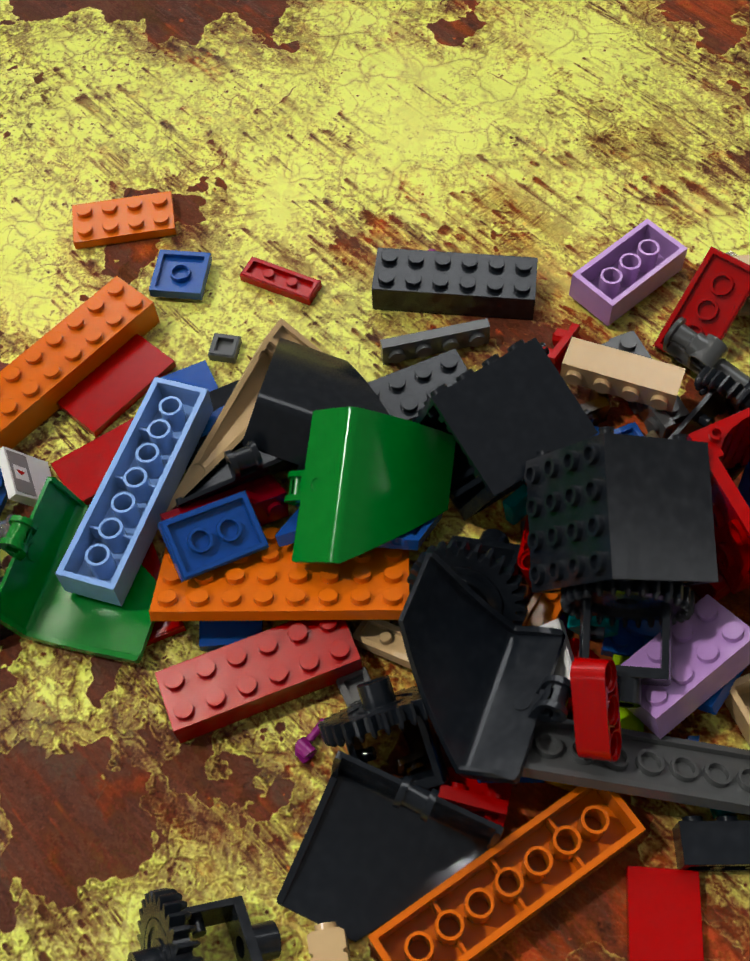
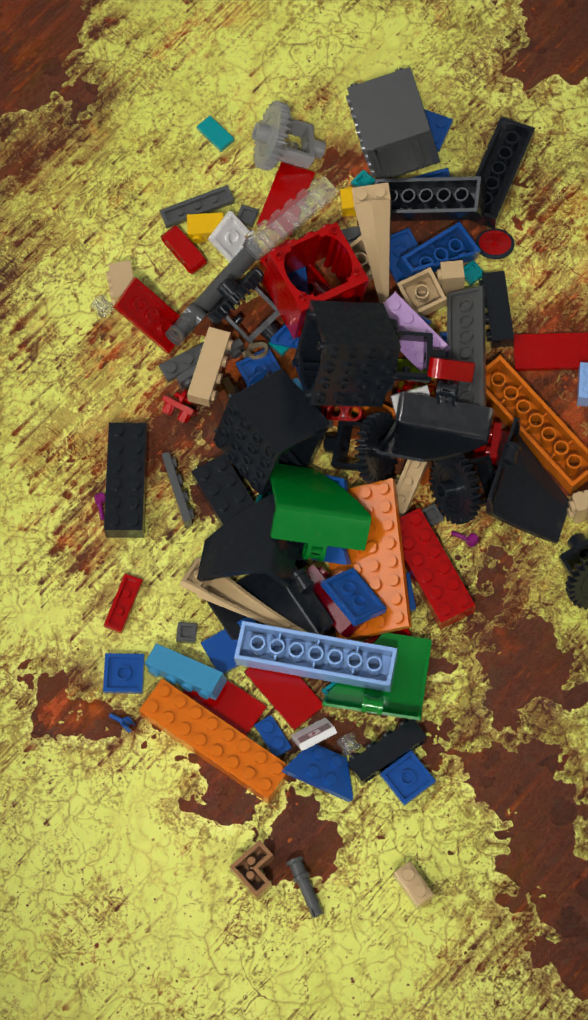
camera: 95 degrees left, 10 degrees up
(51, 439) = (273, 736): none -> blue plate
(111, 272) = (125, 722): none -> blue hand
(123, 220) = (68, 729): orange plate -> none
(156, 331) = (185, 672): none -> dark azure brick
(627, 272) = (113, 366): lavender brick -> none

